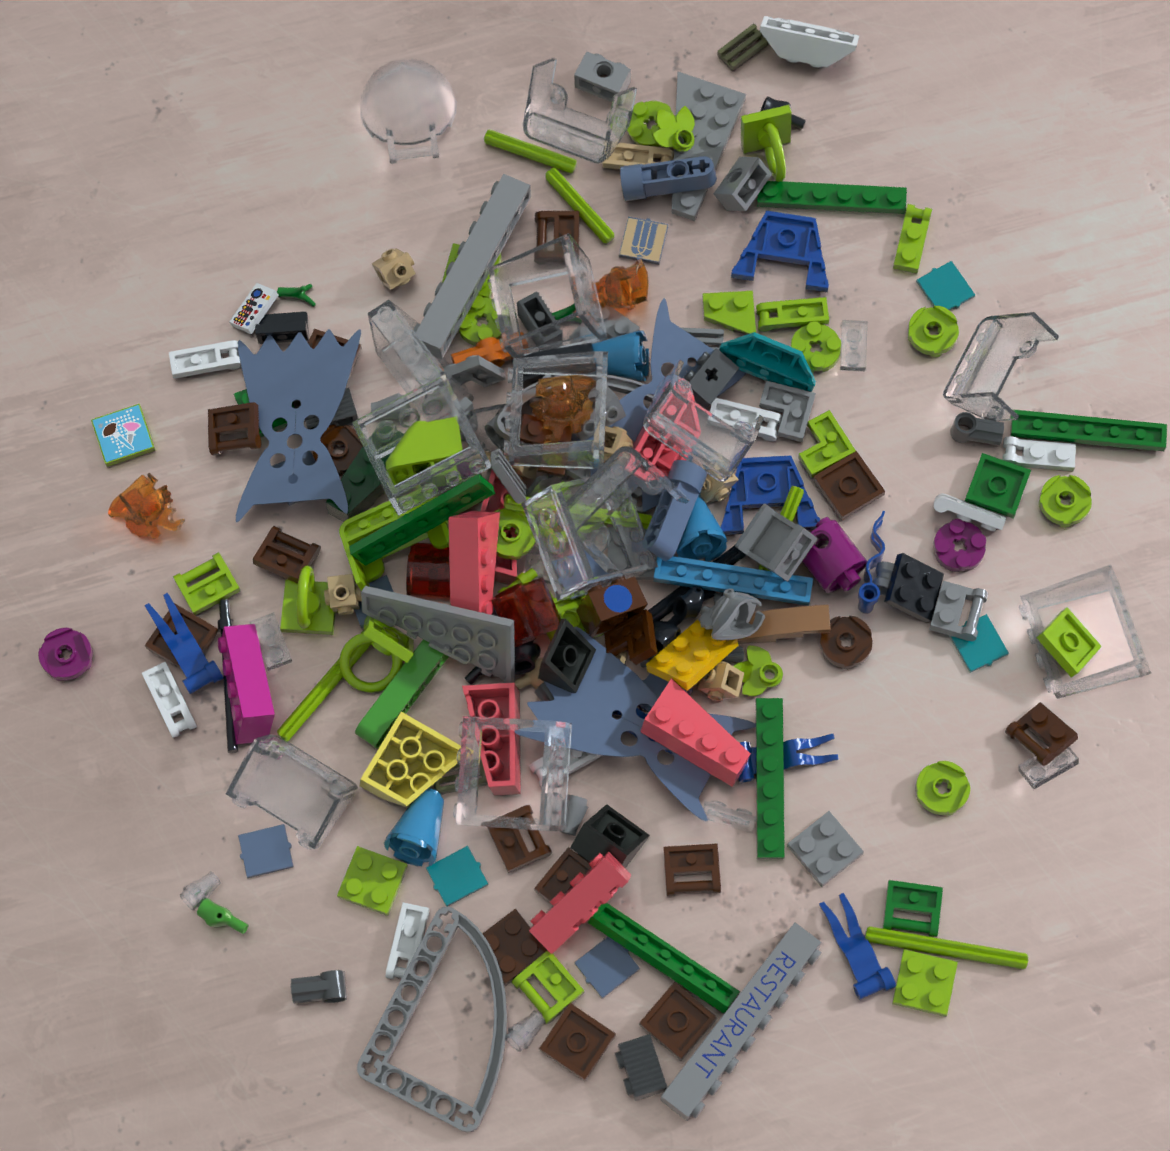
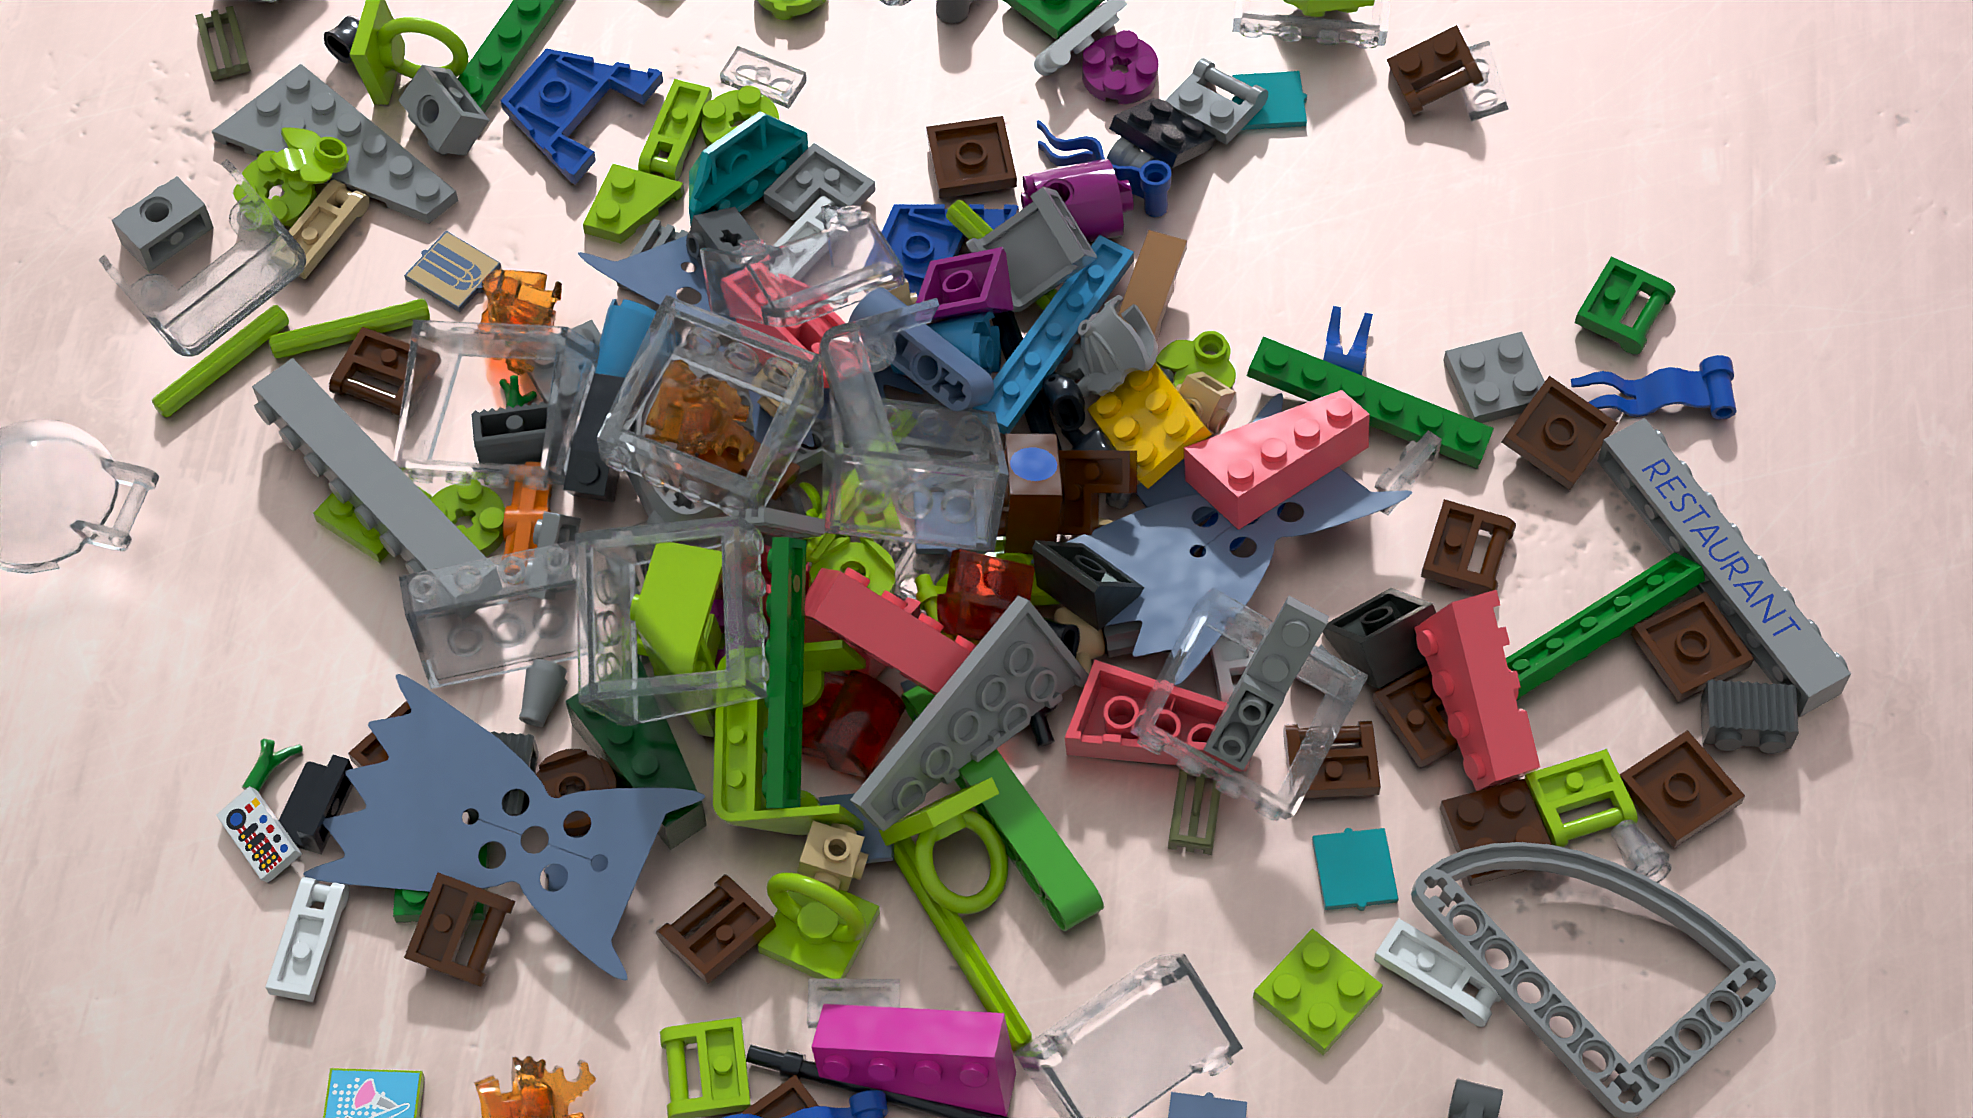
camera: 70 degrees left, 10 degrees down
(394, 268) = (312, 603): tan brick -> none
(409, 761) = (1152, 861): light yellow wedge -> none
(418, 830) = (1269, 886): dark azure cone -> none
(515, 774) = (1265, 682): none -> light grey slope
(607, 966) = (1572, 714): sand blue piece -> none
(639, 180) = (368, 220): sand blue beam -> none
(731, 516) = (968, 284): none -> magenta slope
(795, 896) = (1559, 432): none -> reddish brown plate
(831, 445) = (898, 152): lime plate -> none
(847, 656) = (1220, 255): reddish brown plate -> none
(925, 983) = (1736, 328): lime plate -> none
(947, 947) = (1693, 289): lime axle -> none
(956, 782) = (1459, 228): lime plate -> none

